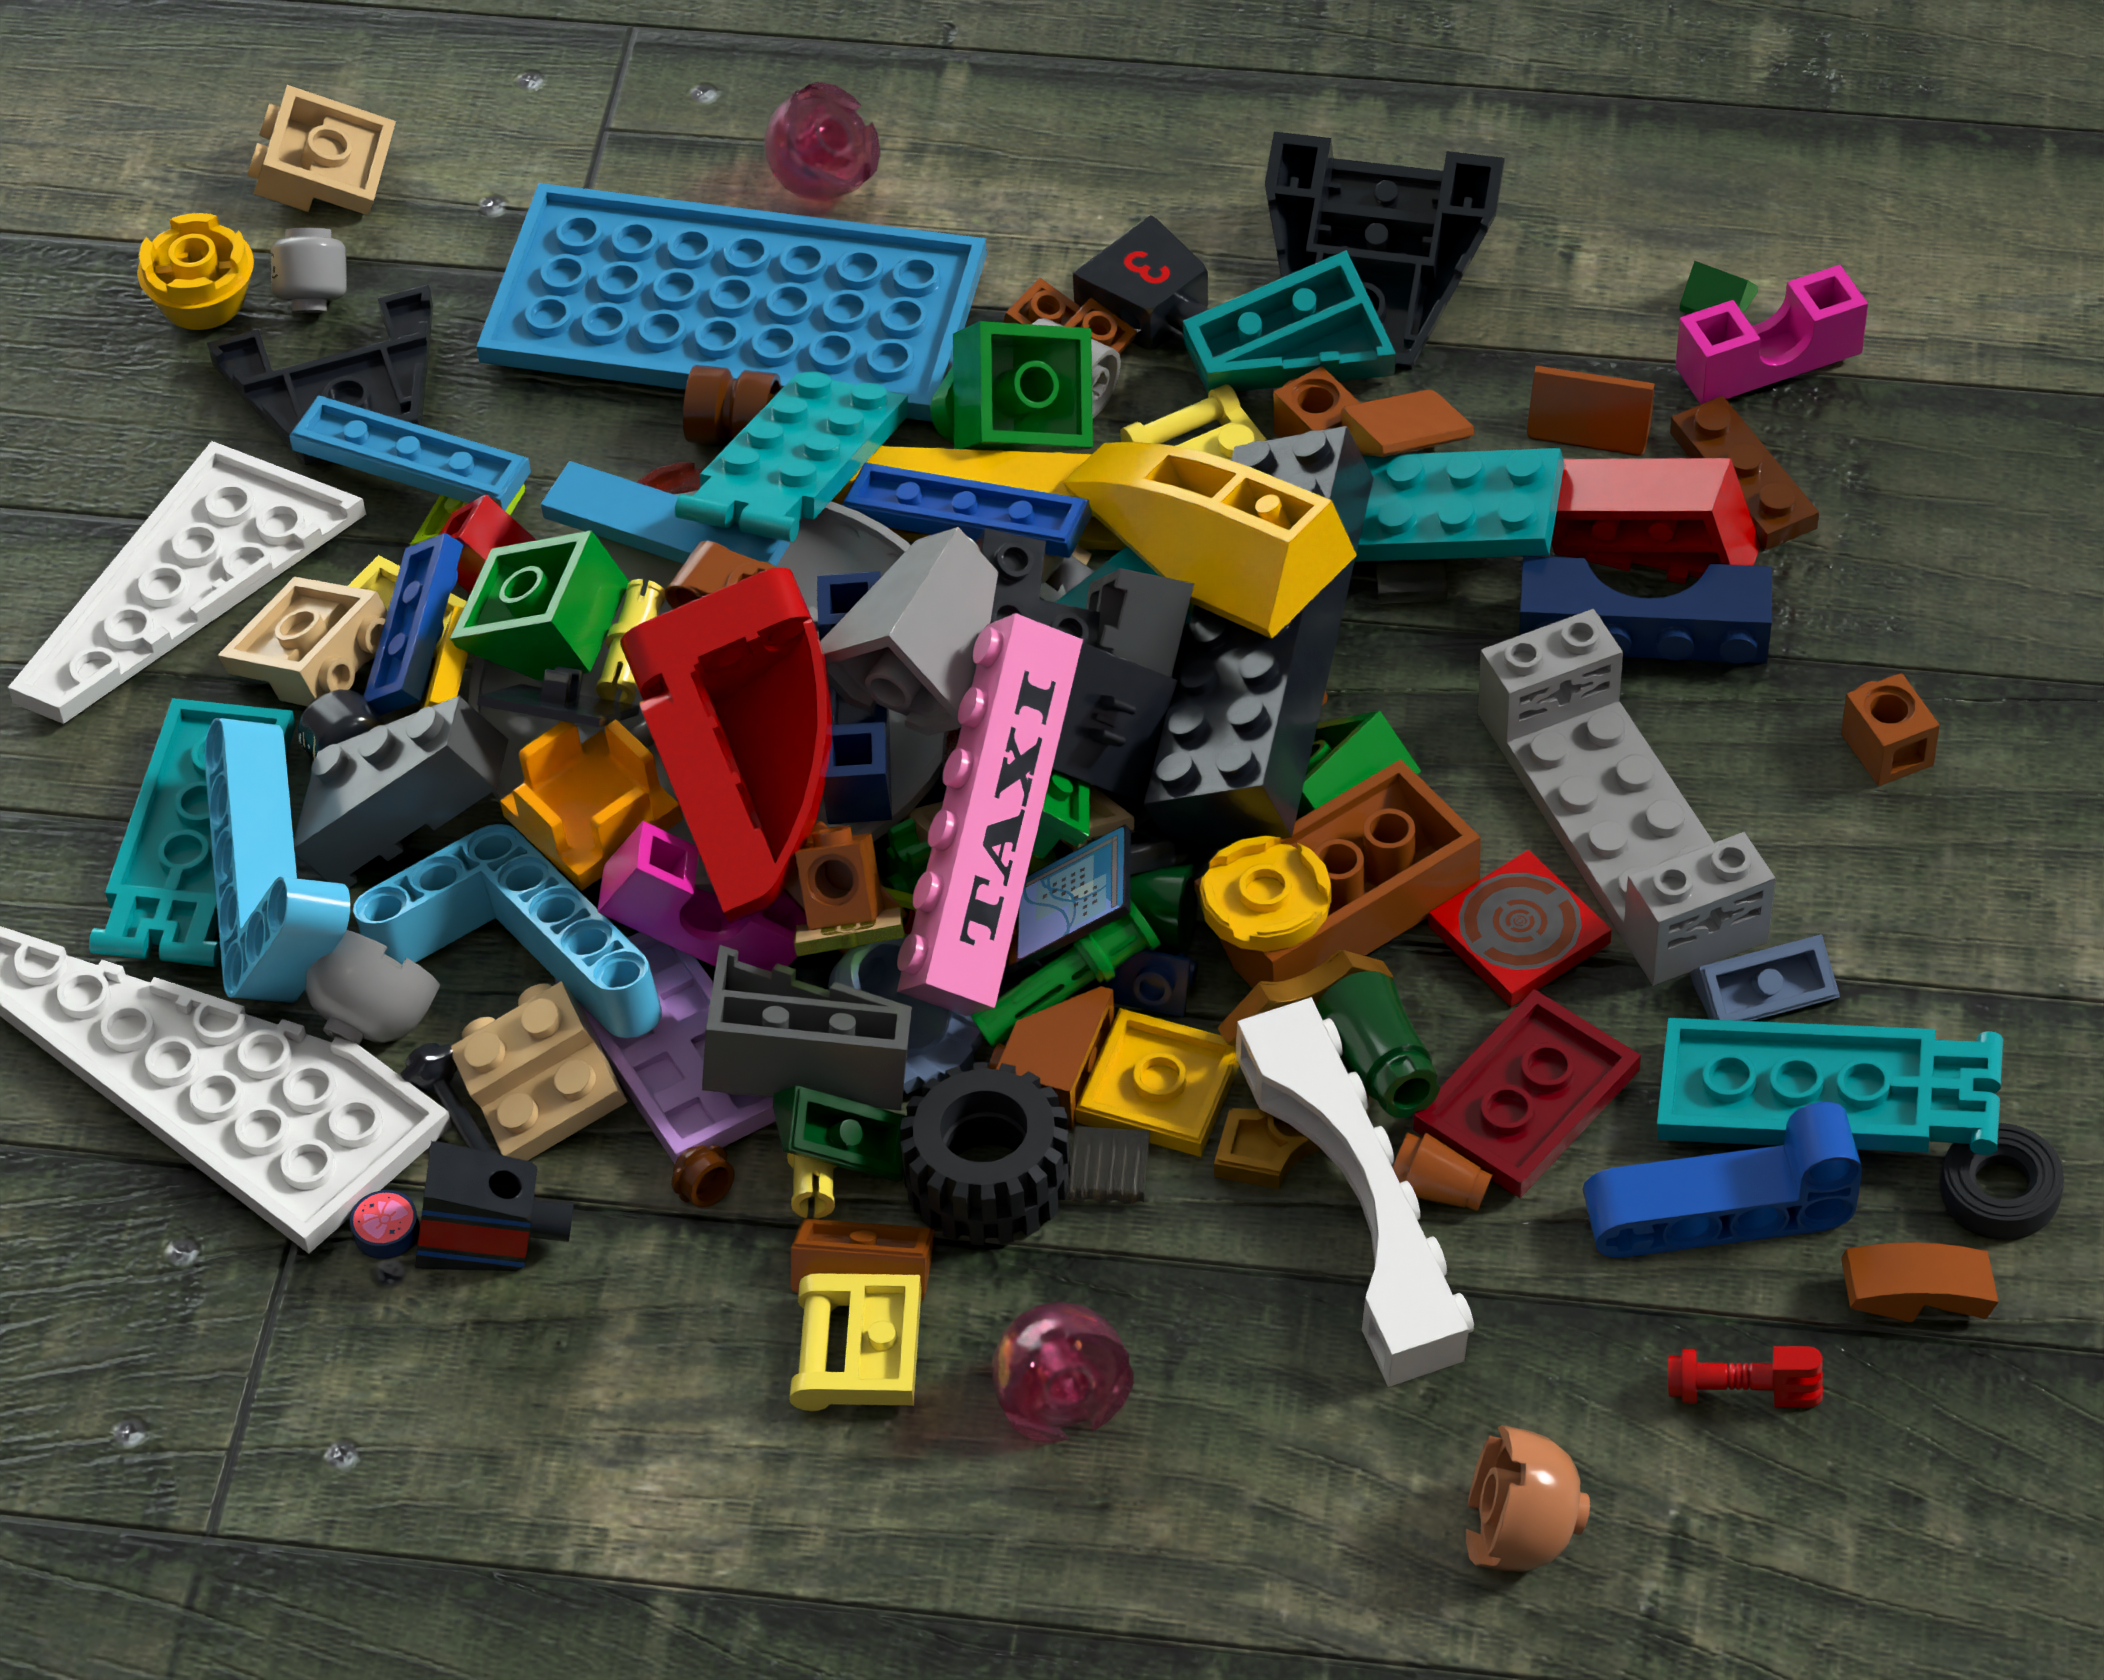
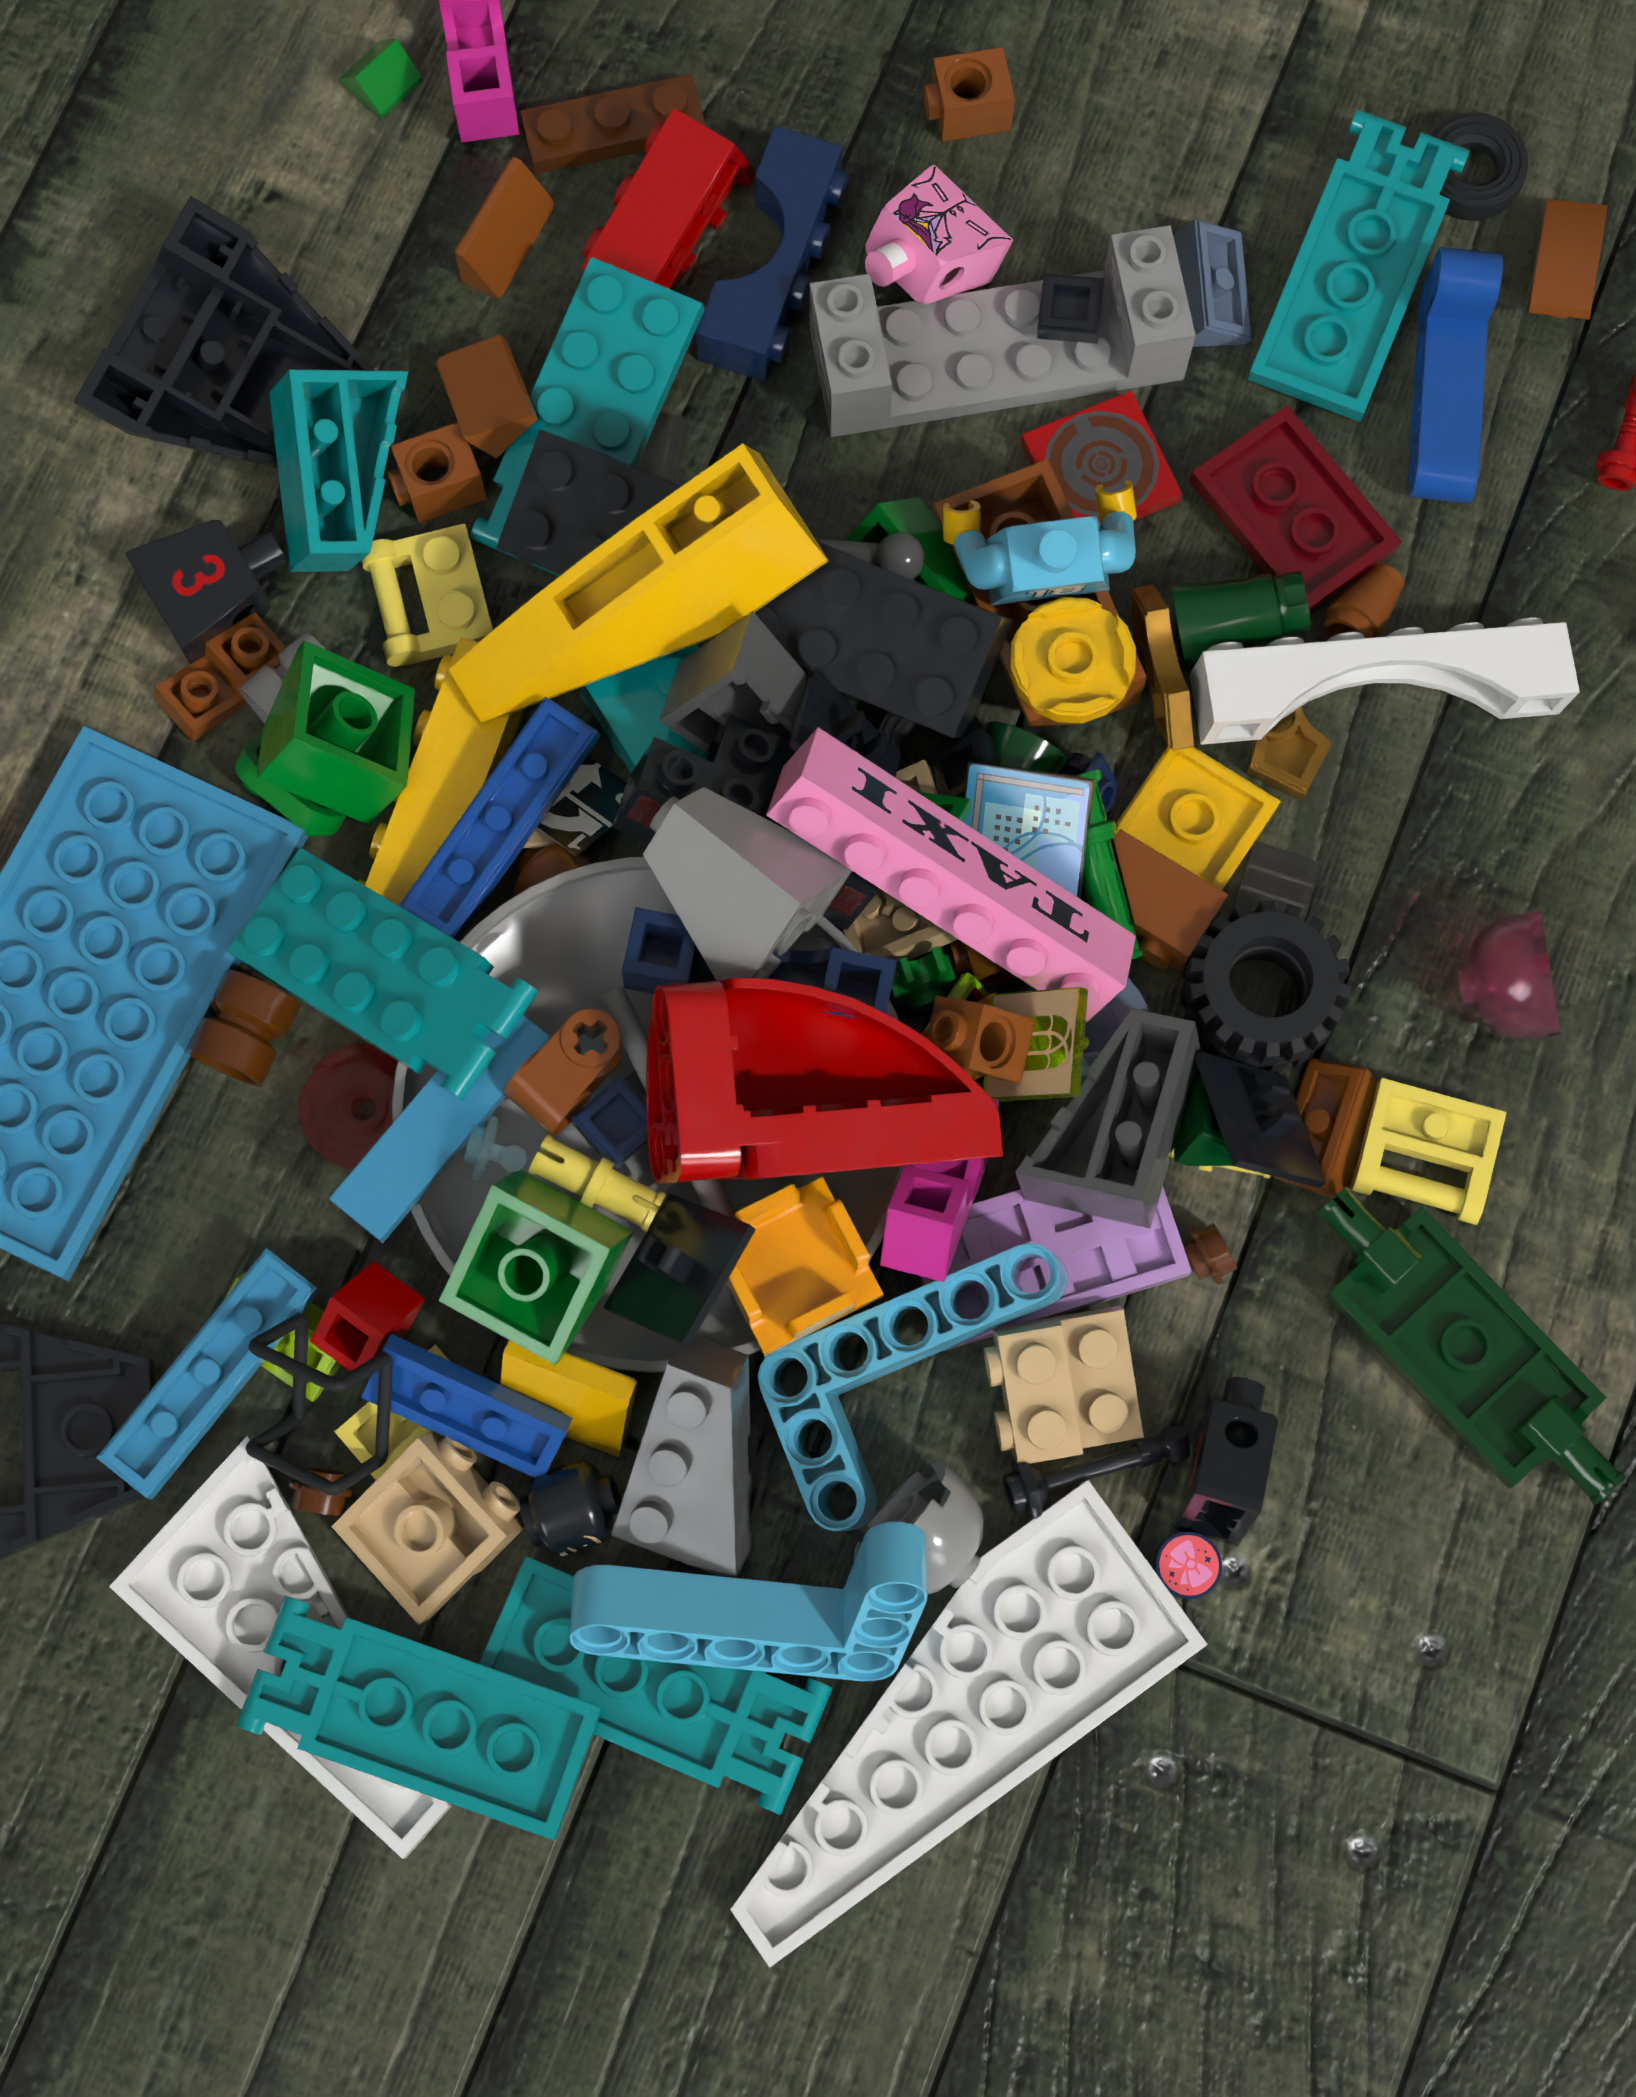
camera: 80 degrees left, 25 degrees up
(128, 663) = (423, 1719): none -> teal hinge
(324, 560) = (314, 1501): none -> reddish brown plate
(423, 522) = (301, 1372): none -> black piece
(639, 552) = (483, 1147): none -> clear light blue plate
(655, 1406) = (1467, 1348): none -> dark green plate
(838, 1161) = (1259, 1120): none -> black piece
(1331, 734) = (896, 552): none -> dark grey bar
(1353, 836) = (1046, 556): none -> medium azure torso
(1667, 836) = (1070, 308): none -> black tile
(1700, 718) = (934, 241): none -> bright pink torso

